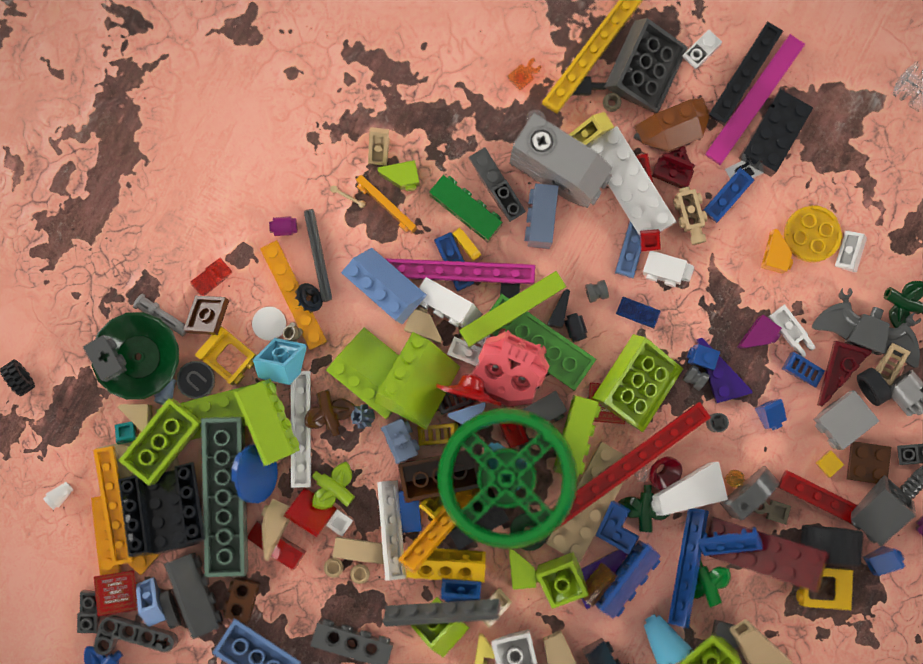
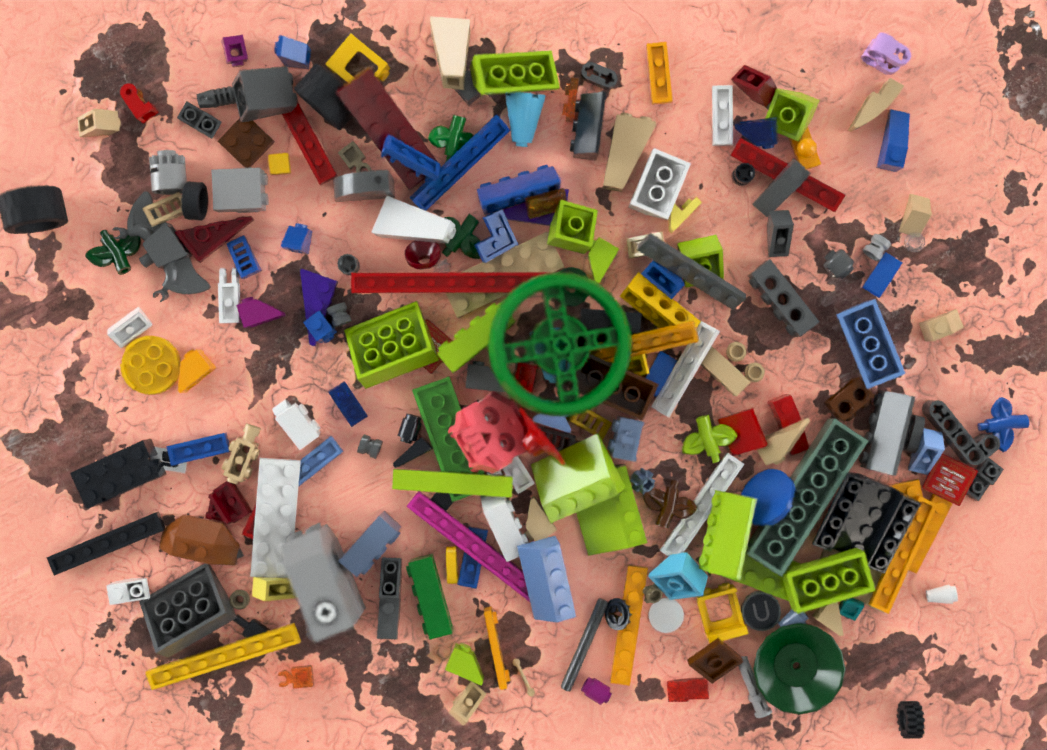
camera: 145 degrees left, 5 degrees up
(96, 353) = (831, 694): dark grey brick -> none
(339, 522) = (723, 405): white plate -> none
(650, 240) = (293, 458): red tile -> none
(735, 478) = (367, 208): clear yellow plate -> none
(754, 99) = (114, 515): dark pink tile -> none

